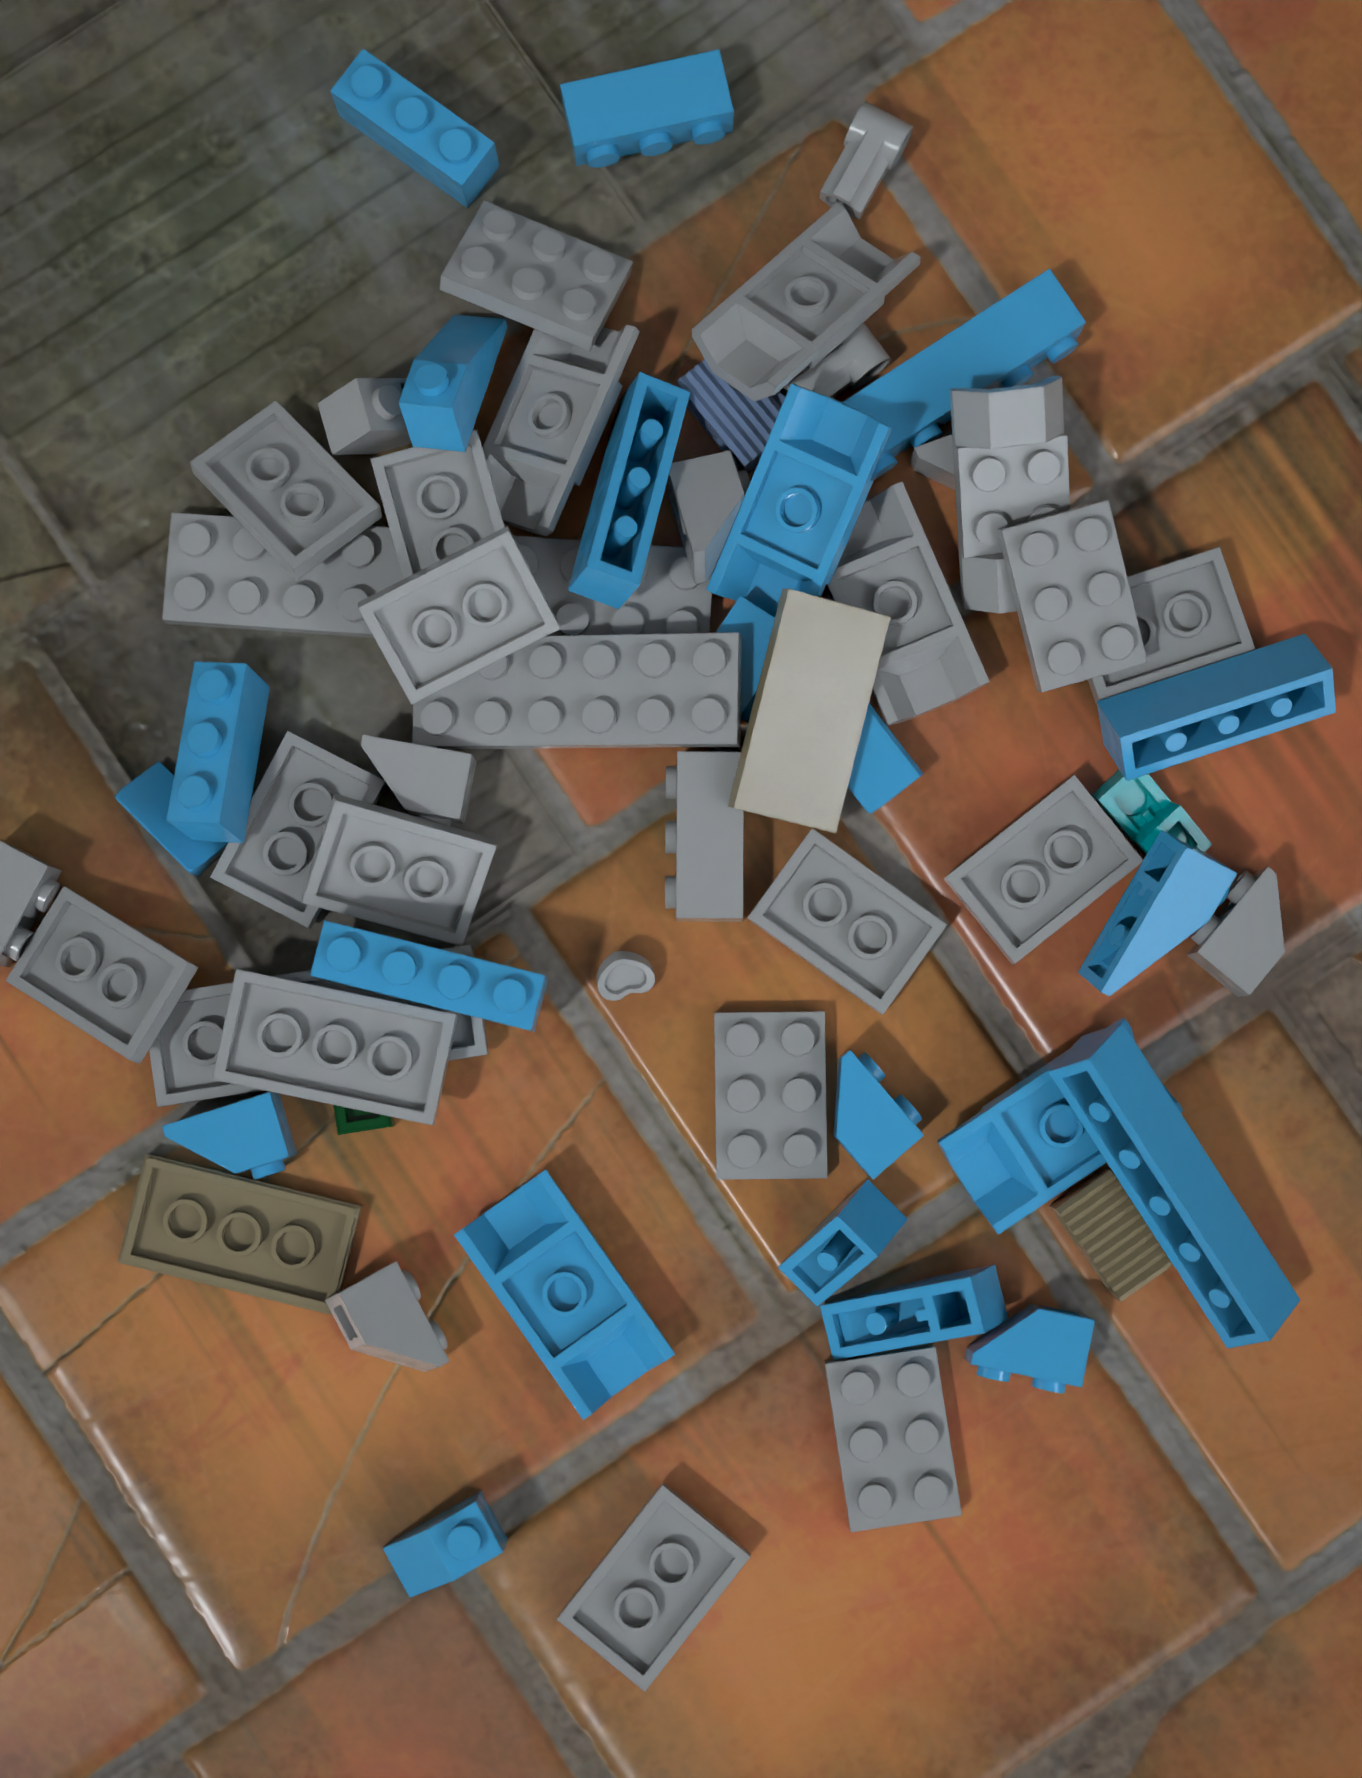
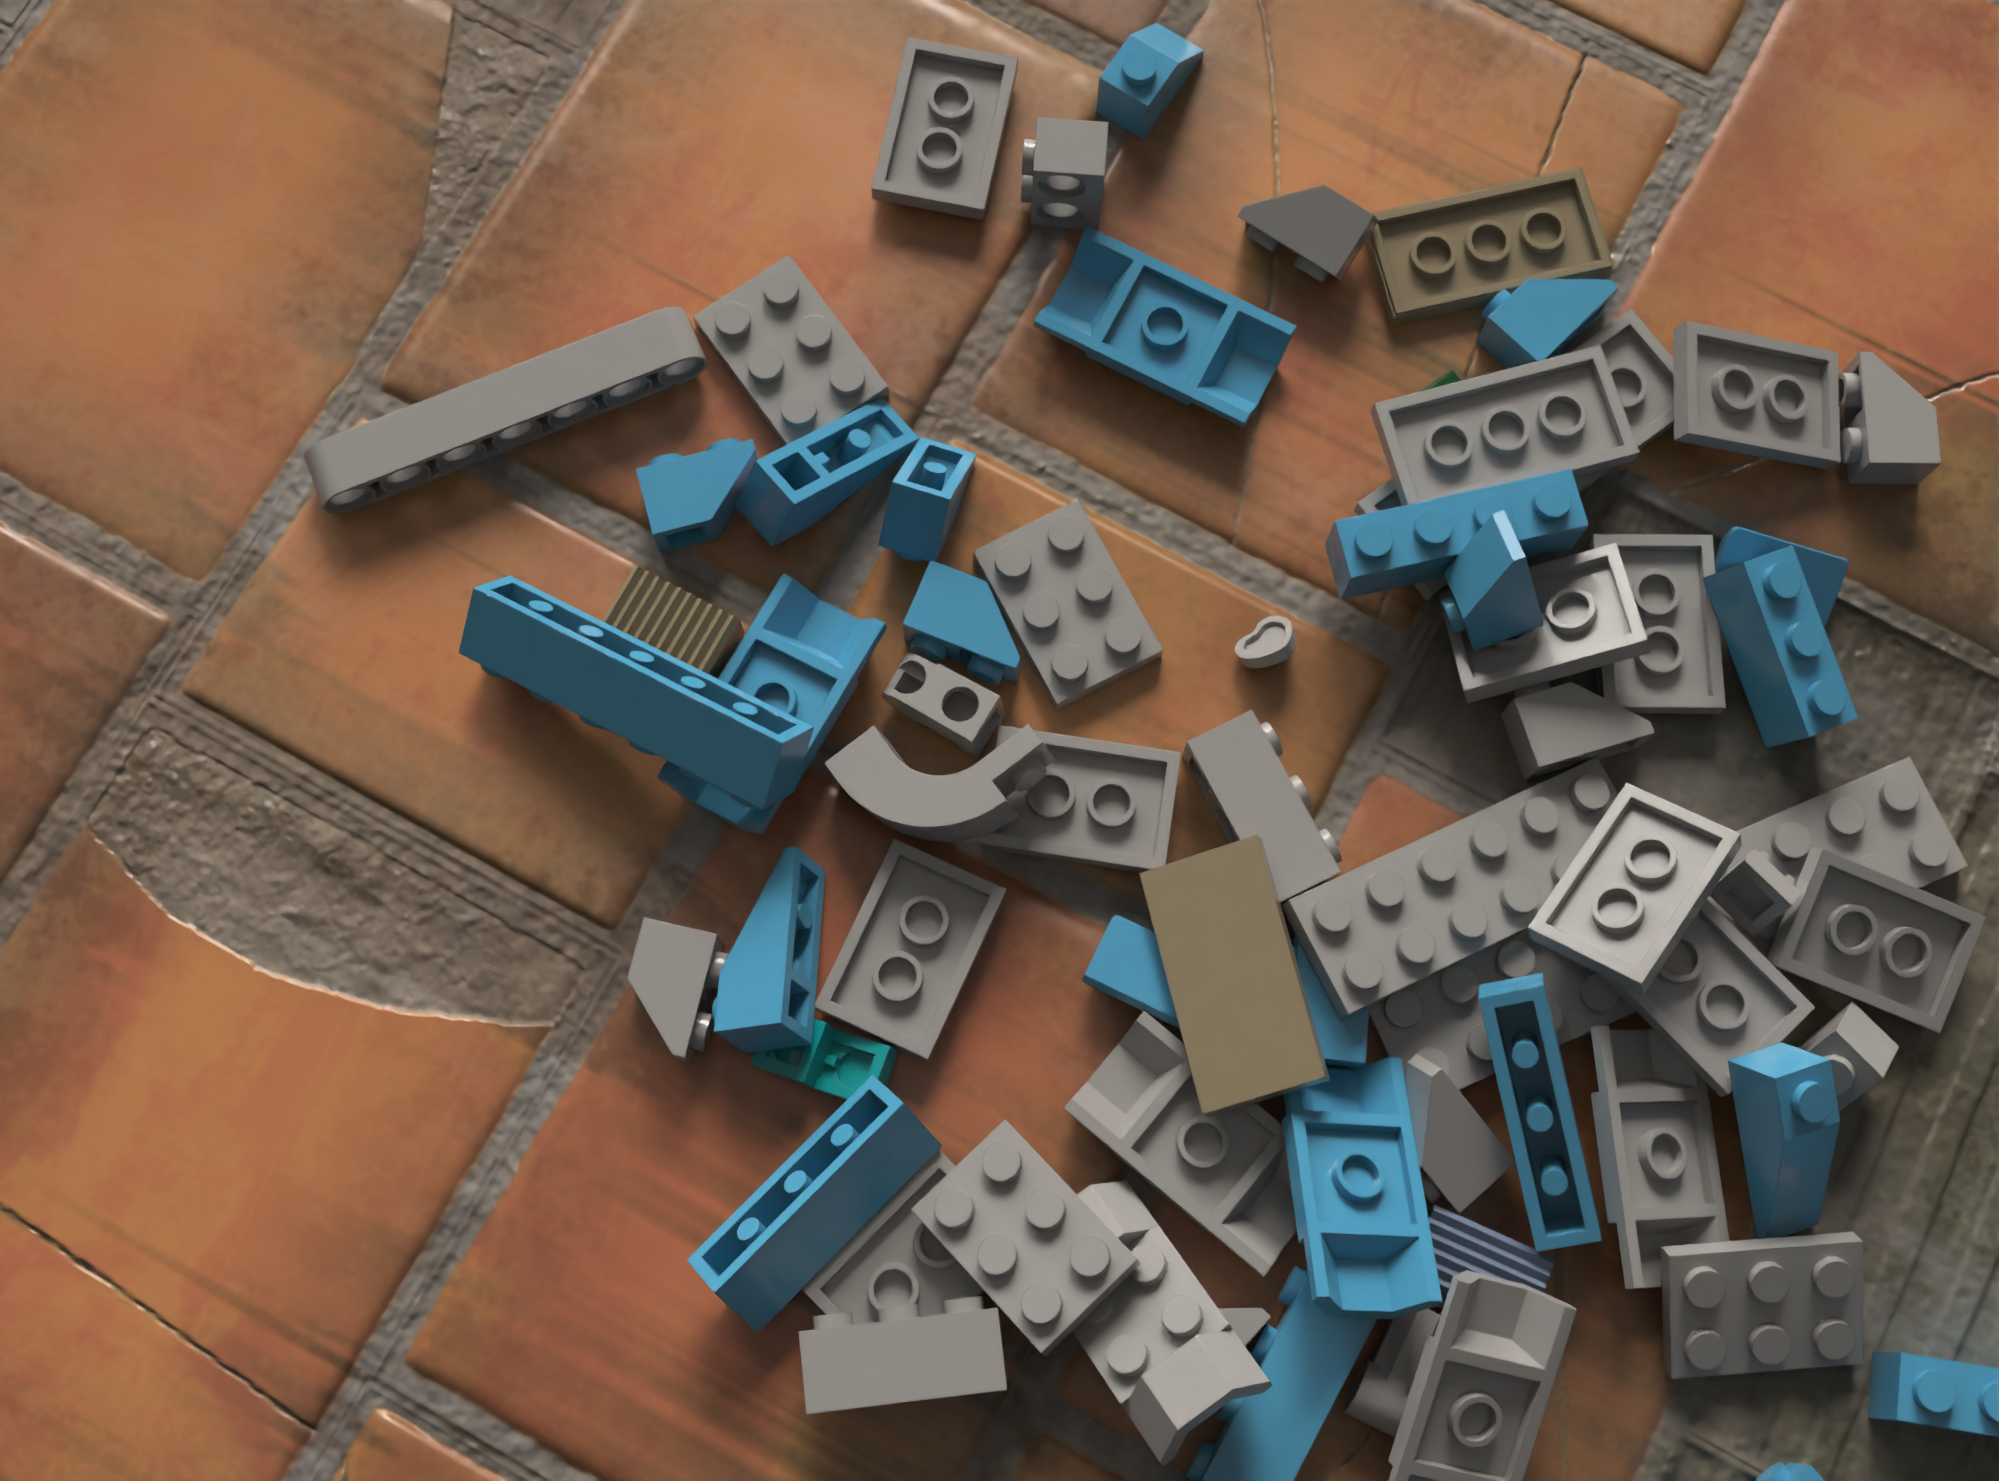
camera: 150 degrees right, 10 degrees down
(360, 568) = (1755, 892): none -> light grey tile
(432, 910) = (1491, 587): none -> dark azure slope
(579, 1477) = (1065, 172): none -> light grey brick
(917, 1056) = (946, 703): none -> light grey leg
(996, 994) = (936, 805): none -> light grey arch
(1162, 1507) = (504, 410): none -> light grey beam
(1209, 555) = (902, 1356): none -> light grey brick

